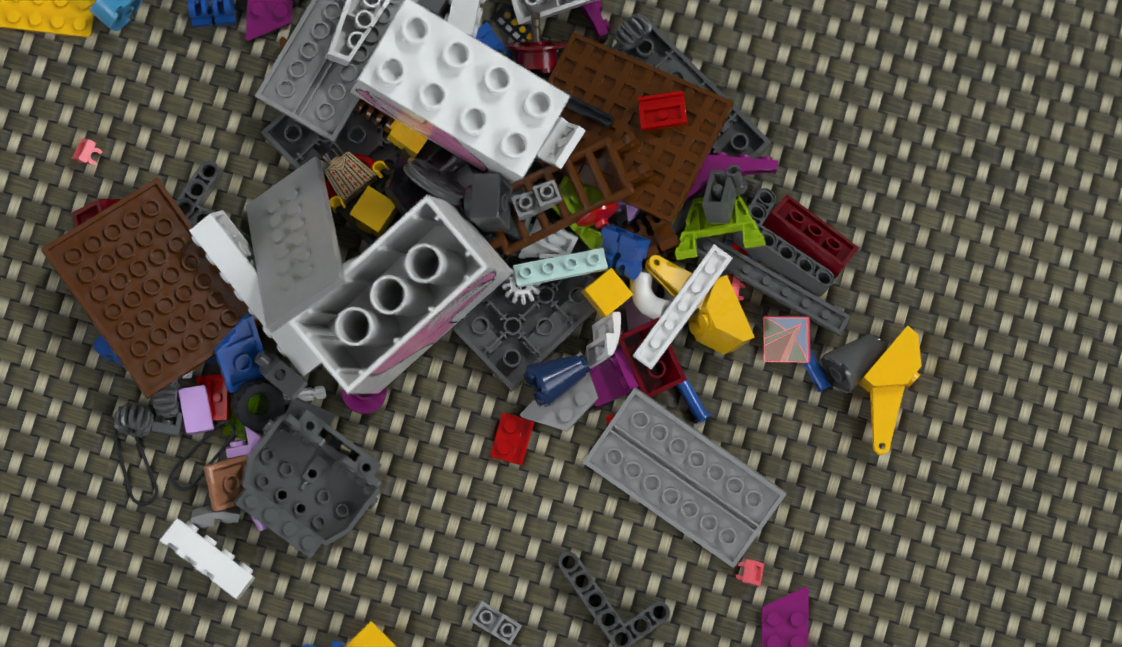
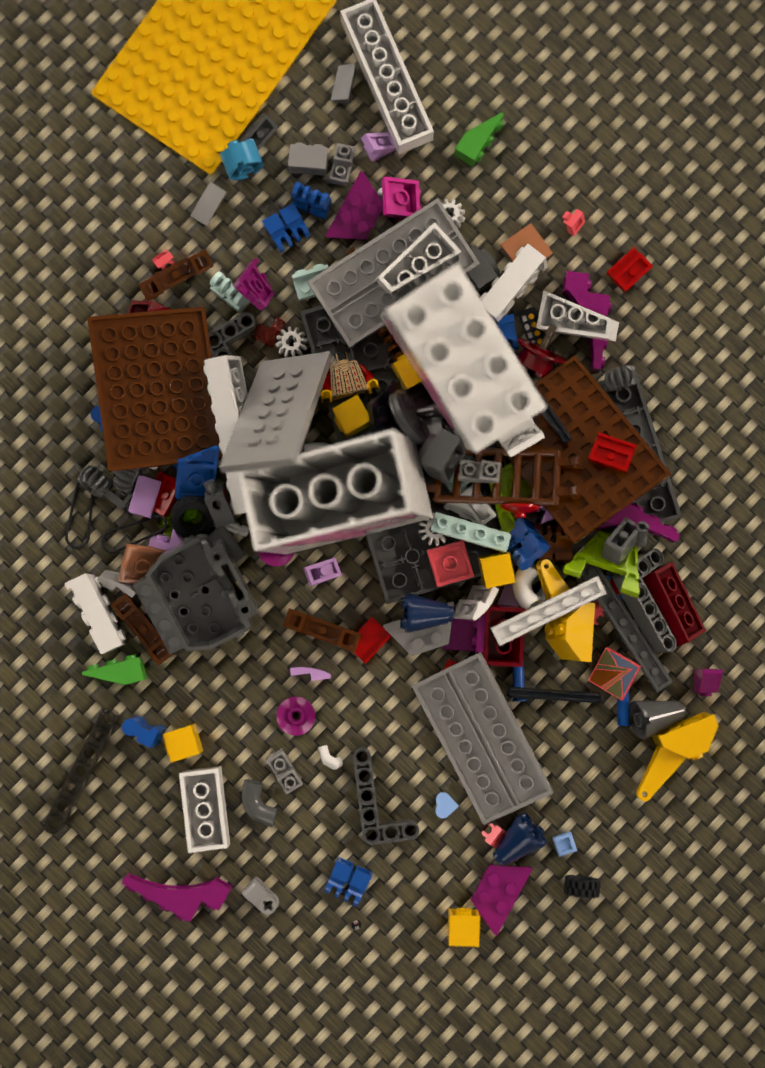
camera: 30 degrees right, 5 degrees up
(103, 68) = (208, 203): none -> light grey slope
(106, 159) = (175, 274): none -> reddish brown slope
(181, 150) = (224, 289): none -> light aqua legs
(189, 54) = (290, 220): none -> blue legs
(199, 129) = (254, 285): none -> magenta wing
(240, 174) = (268, 335): none -> clear red piece
(245, 98) = (300, 281): none -> light aqua bracket
(265, 550) = (141, 627): none -> reddish brown slope
(269, 606) = (123, 672): none -> bright green slope
(271, 161) = (284, 342): none -> white gear
(426, 391) = (322, 571): none -> lavender slope
(457, 453) = (322, 630): none -> reddish brown slope
(472, 545) = (295, 726): none -> magenta dish
(475, 501) = (316, 674): none -> lavender slope
(536, 586) = (328, 760): none -> white arm
(556, 312) = (450, 563): none -> coral tile
(683, 569) = (445, 805): none -> light blue tile
(735, 394) = (549, 694): none -> black axle
(779, 563) = (519, 840): none -> dark blue cone
(828, 544) = (564, 844): none -> light blue tile
(868, 576) = (582, 886): none -> black tyre
(885, 297) = (707, 681): none -> magenta slope

